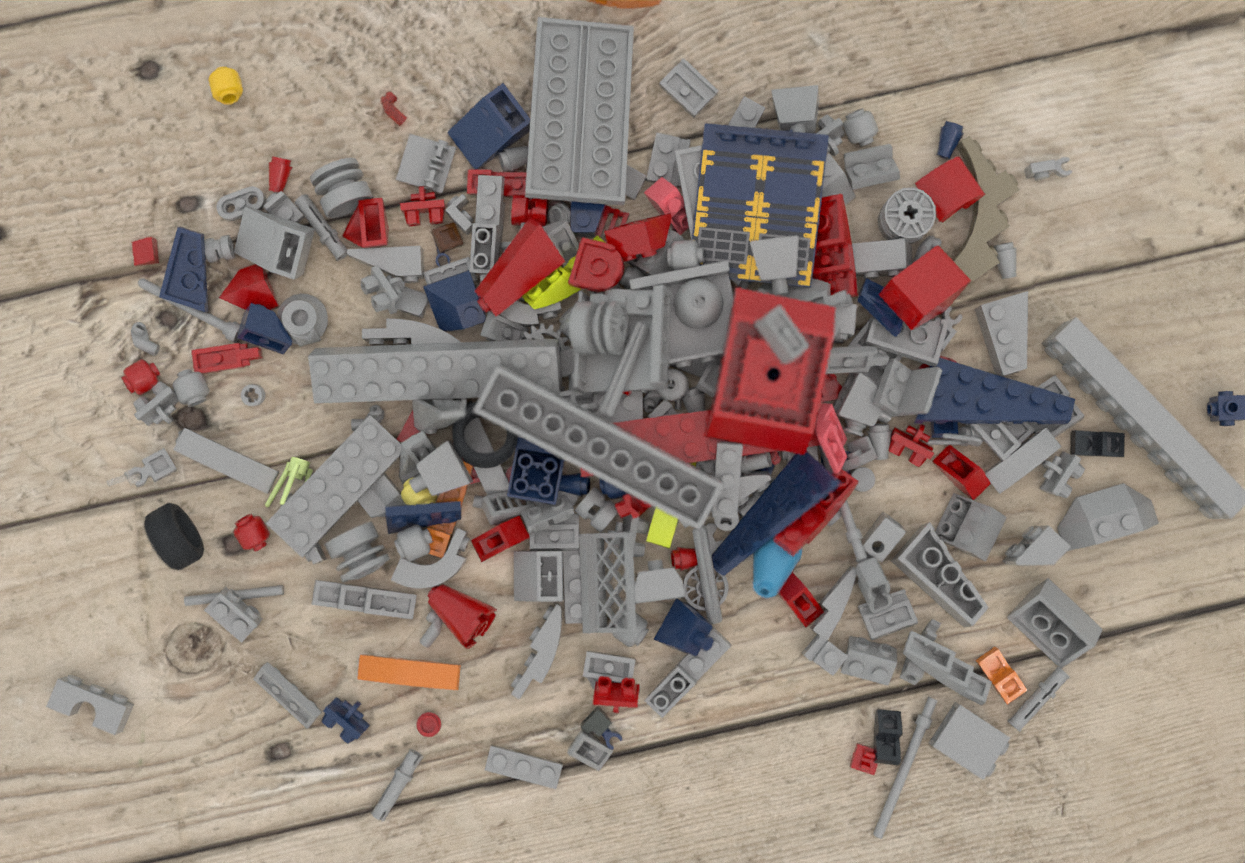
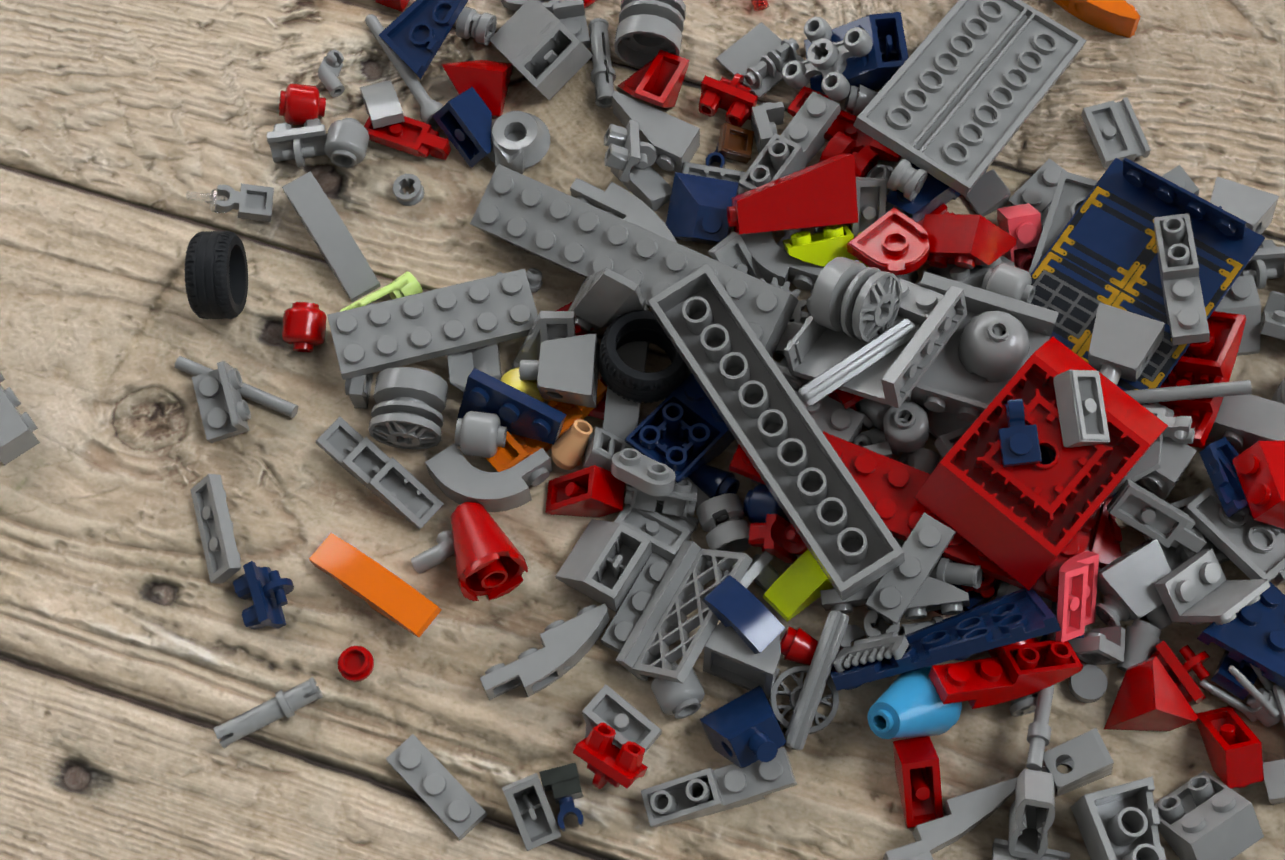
camera: 35 degrees right, 20 degrees down
(194, 345) = (382, 104): none -> light grey slope
(457, 128) = (827, 58): none -> light grey gear
(473, 514) = (571, 446): none -> light nougat cone
(530, 513) = (643, 472): none -> light grey plate
(580, 214) = (907, 179): none -> light grey wheel
(647, 571) = (744, 613): none -> dark blue slope
(731, 541) = (871, 649): none -> light grey piece
(754, 376) = (1019, 442): none -> dark blue plate
(791, 196) = (1180, 279): none -> light grey slope
(828, 271) = (1191, 392): none -> light grey bar
(902, 472) = (1149, 701): none -> red slope

